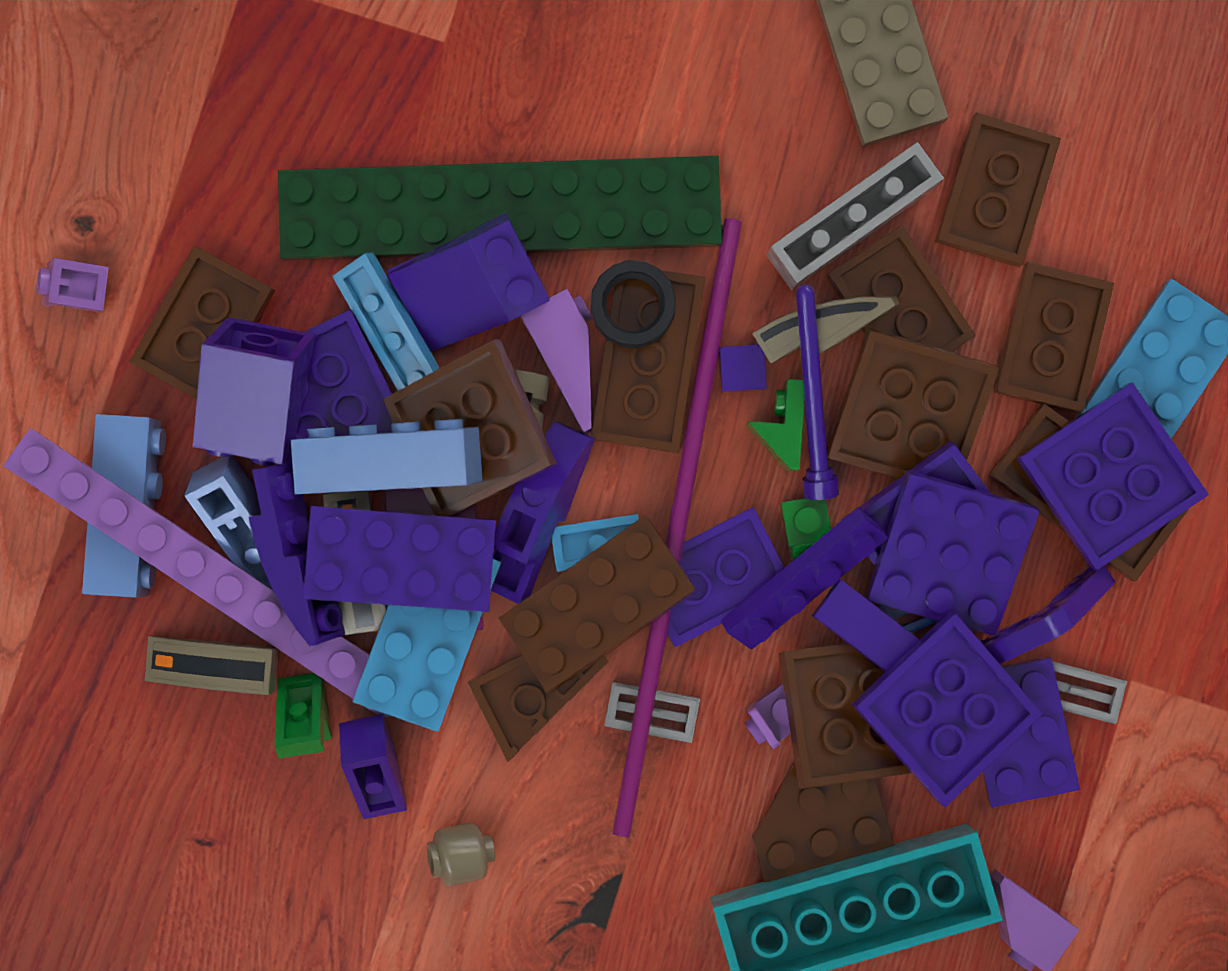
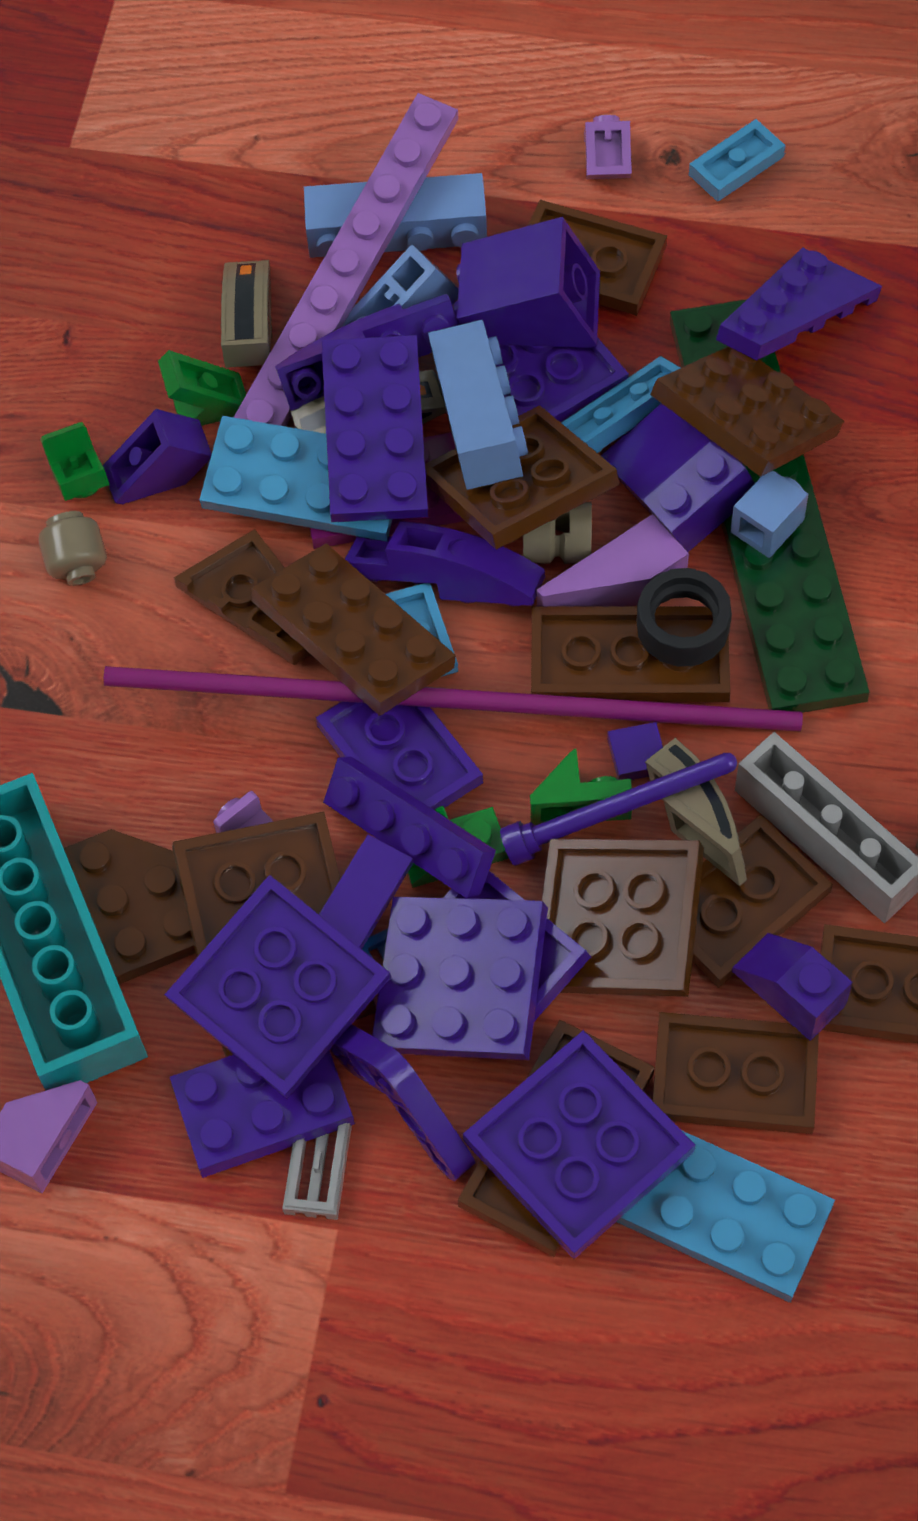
camera: 85 degrees right, 25 degrees down
(108, 161) = (736, 160): none -> dark azure plate
(298, 135) = (794, 301): none -> dark purple wing
(366, 845) = (74, 461): none -> green bracket
(431, 206) = (747, 409): none -> reddish brown plate
(537, 205) = (769, 512): none -> medium blue brick
(690, 718) = (240, 751): light grey tile -> none
(998, 275) = (795, 982): none -> dark purple slope

